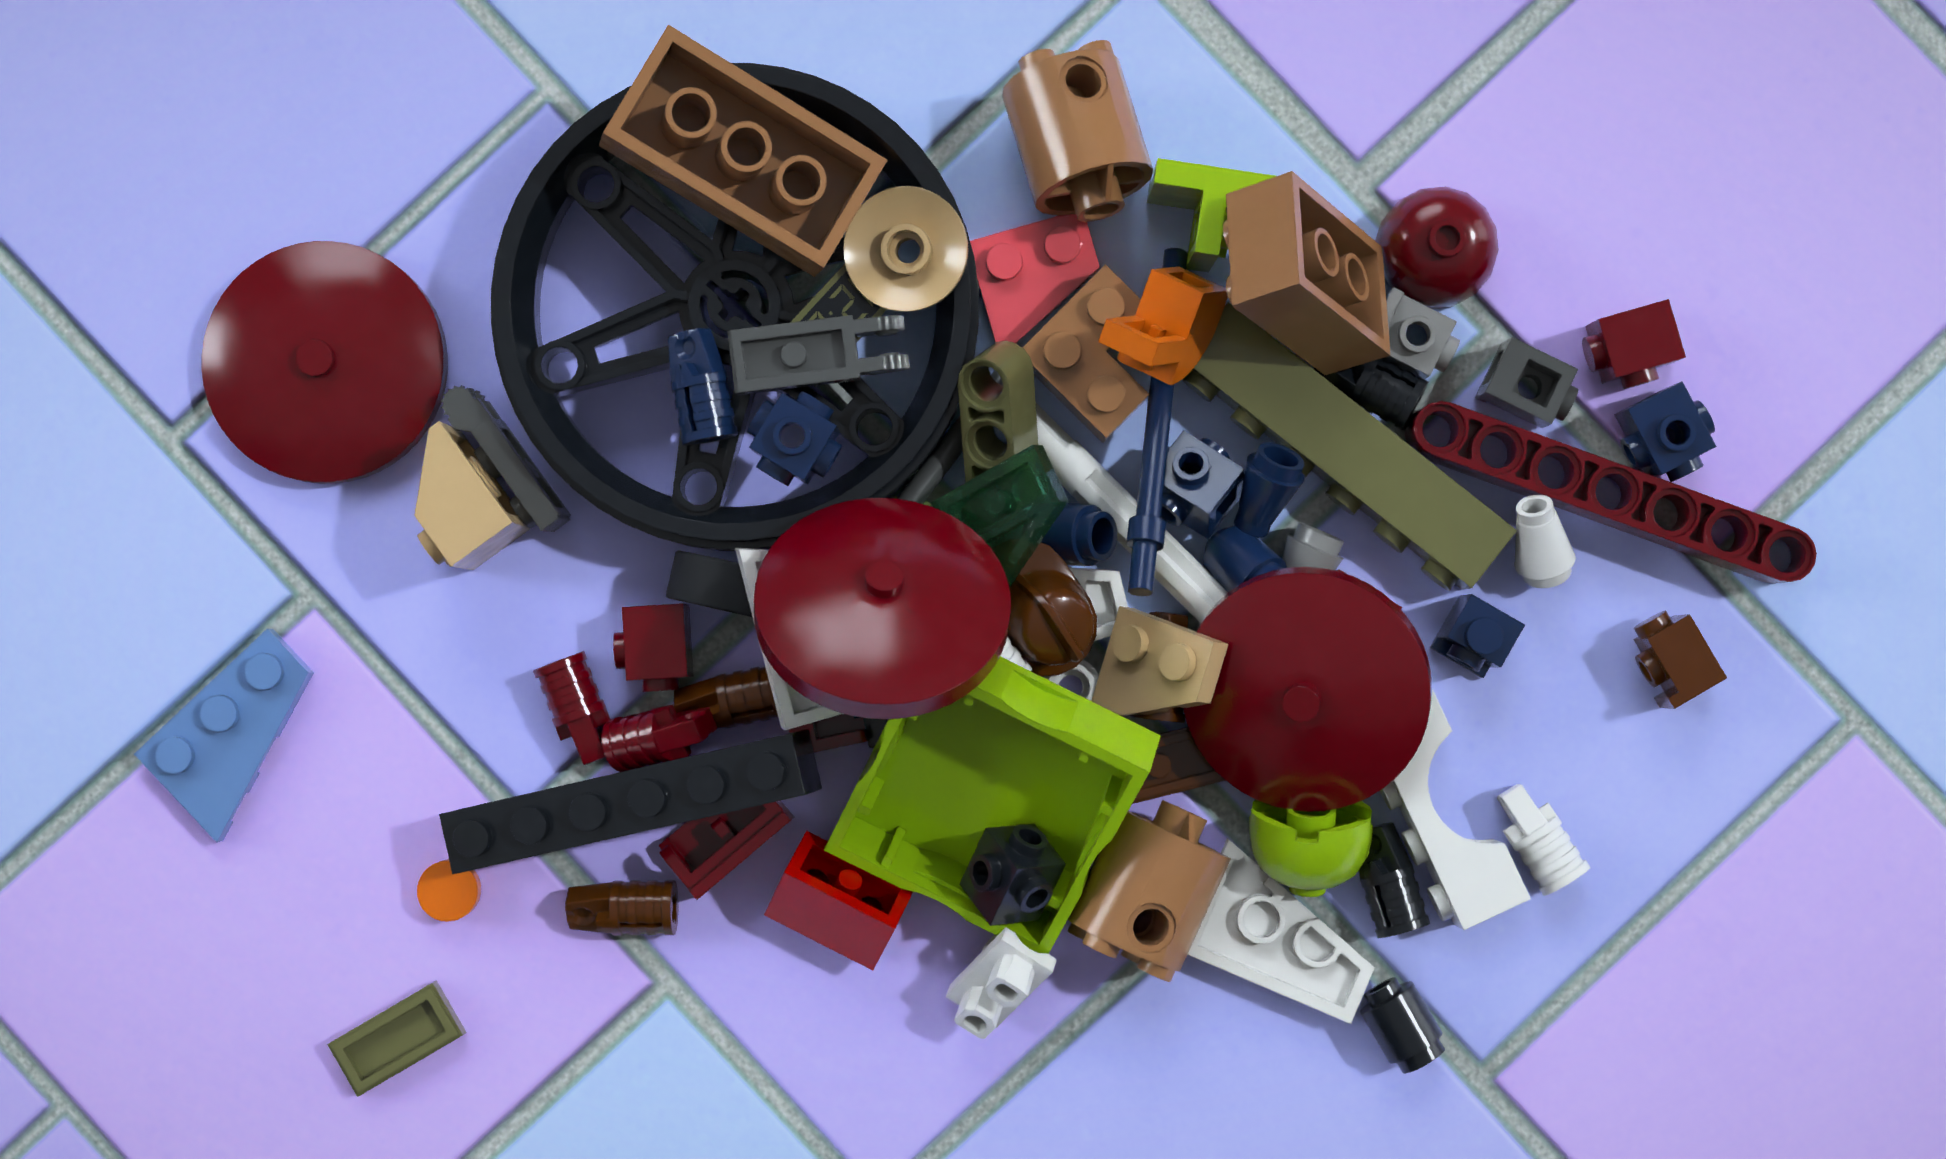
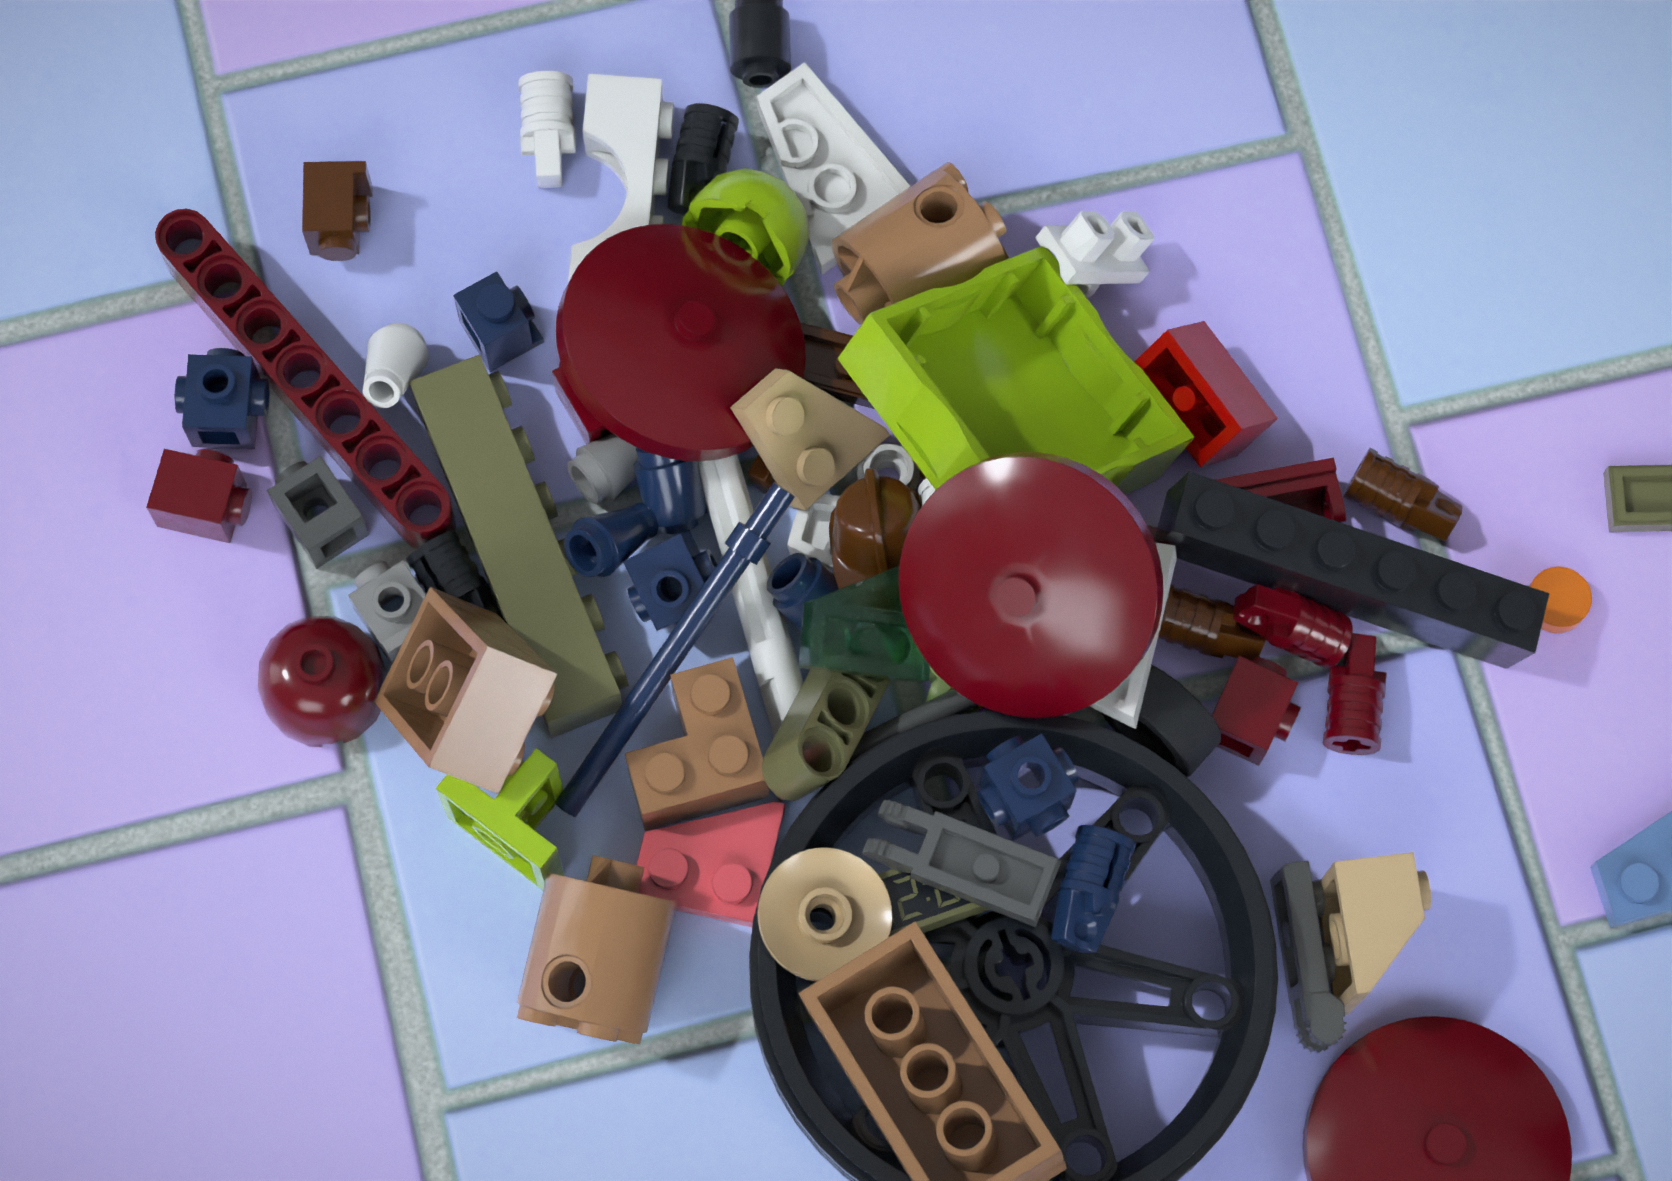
camera: 155 degrees left, 15 degrees down
(1012, 874) = (1034, 325): black brick -> none
(1170, 324) = (618, 720): orange brick -> none

